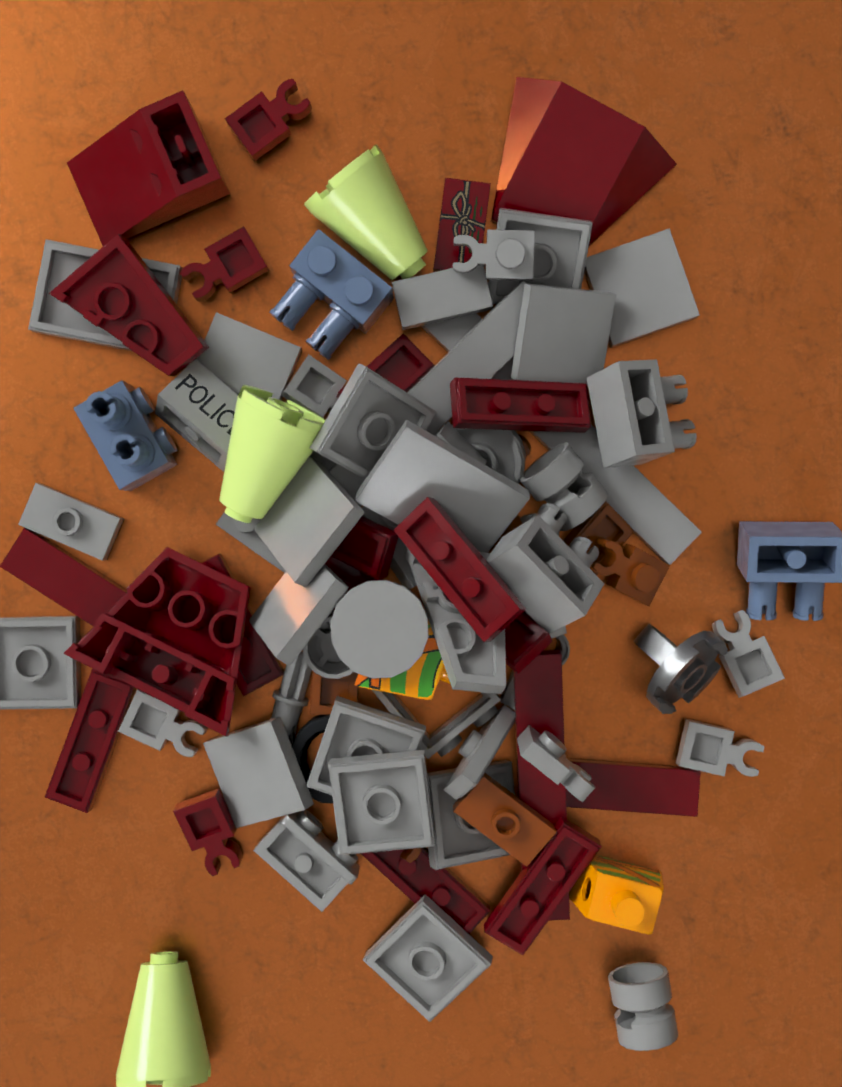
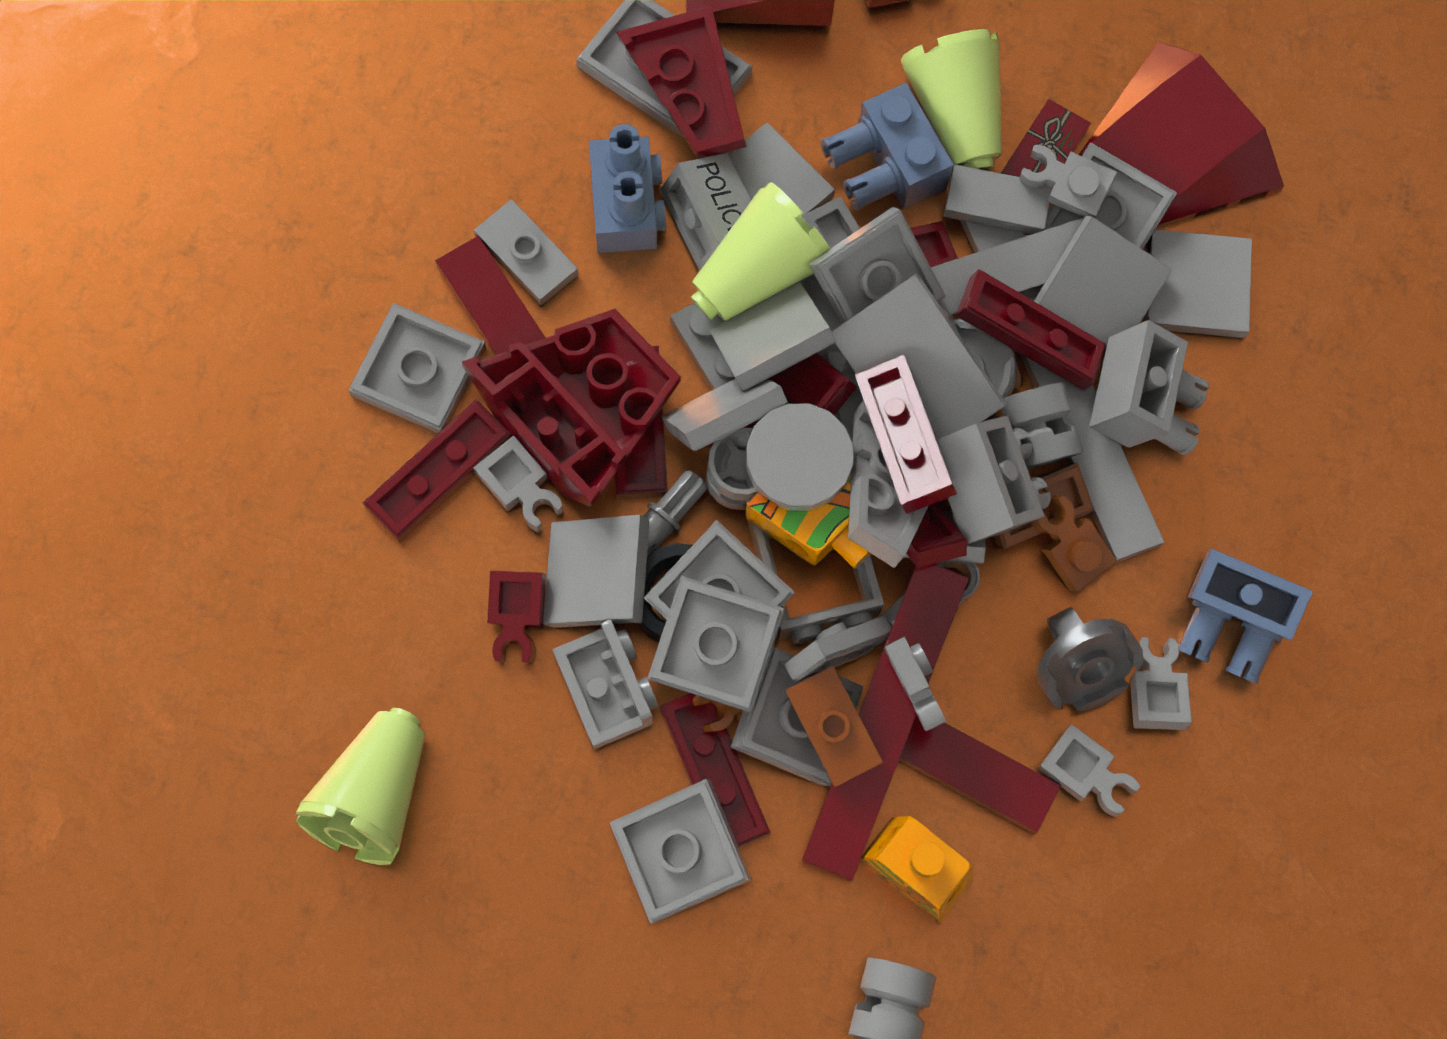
camera: 25 degrees right, 15 degrees down
(232, 261) = (804, 84): dark red plate -> none
(326, 689) = (705, 514): dark orange plate -> none
(542, 887) = (839, 823): dark red tile -> none

